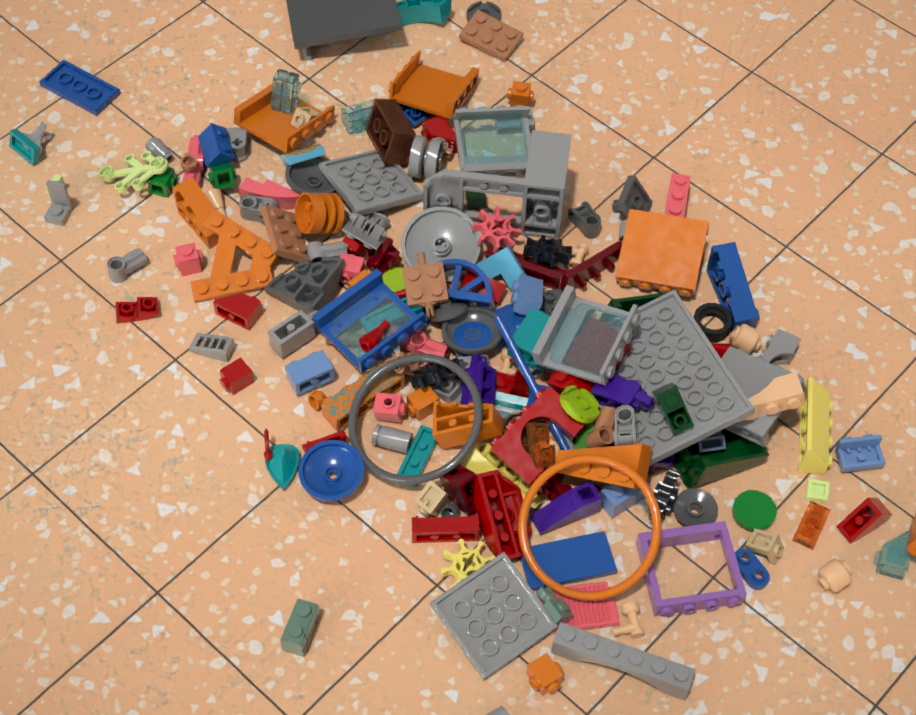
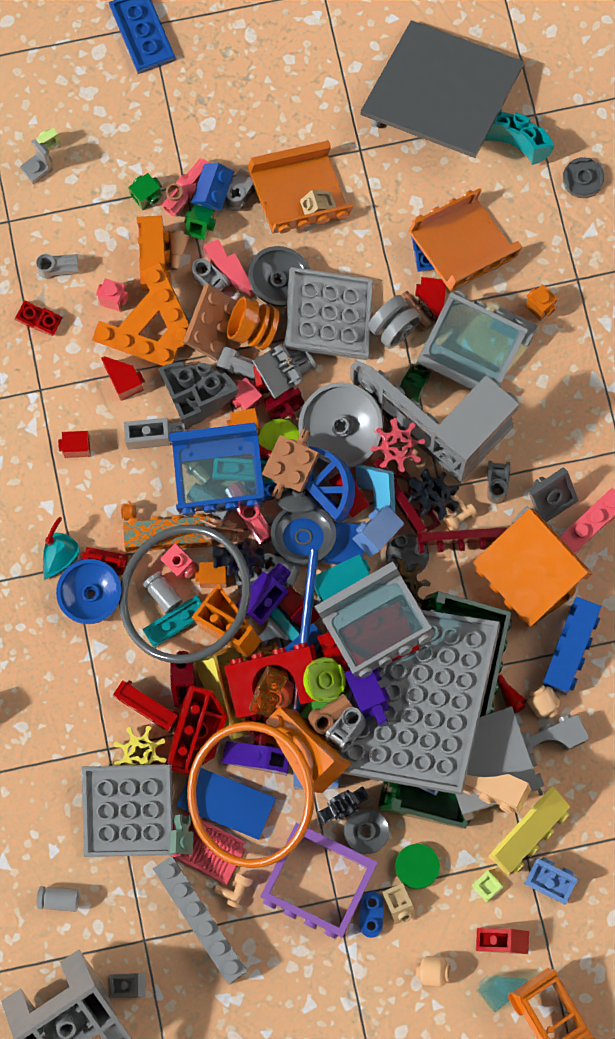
camera: 40 degrees right, 20 degrees up
(29, 144) = (56, 73): teal piece -> none
(156, 165) = (143, 178): yellowish green plant -> none
(158, 148) = (165, 152): light grey cone -> none
(220, 354) = (88, 409): light grey slope -> none
(285, 91) = (314, 164): clear light blue brick -> none
(302, 154) = (287, 244): medium azure slope -> none
(309, 372) = (137, 482): medium blue brick -> none
(356, 116) = (374, 231): clear light blue brick -> none
(373, 337) = (203, 490): red cone -> none
(390, 131) = (381, 271): copper brick -> none
(430, 499) = (151, 673): tan bracket -> none
(447, 508) = (163, 692): dark grey hinge -> none
(491, 35) = (569, 209): nougat plate -> none
(545, 675) = (131, 888): orange brick -> none
(673, 408) = (395, 740): dark green slope -> none
(718, 311) = (539, 652): black tyre -> none
(811, 525) = (455, 912): clear orange slope -> none

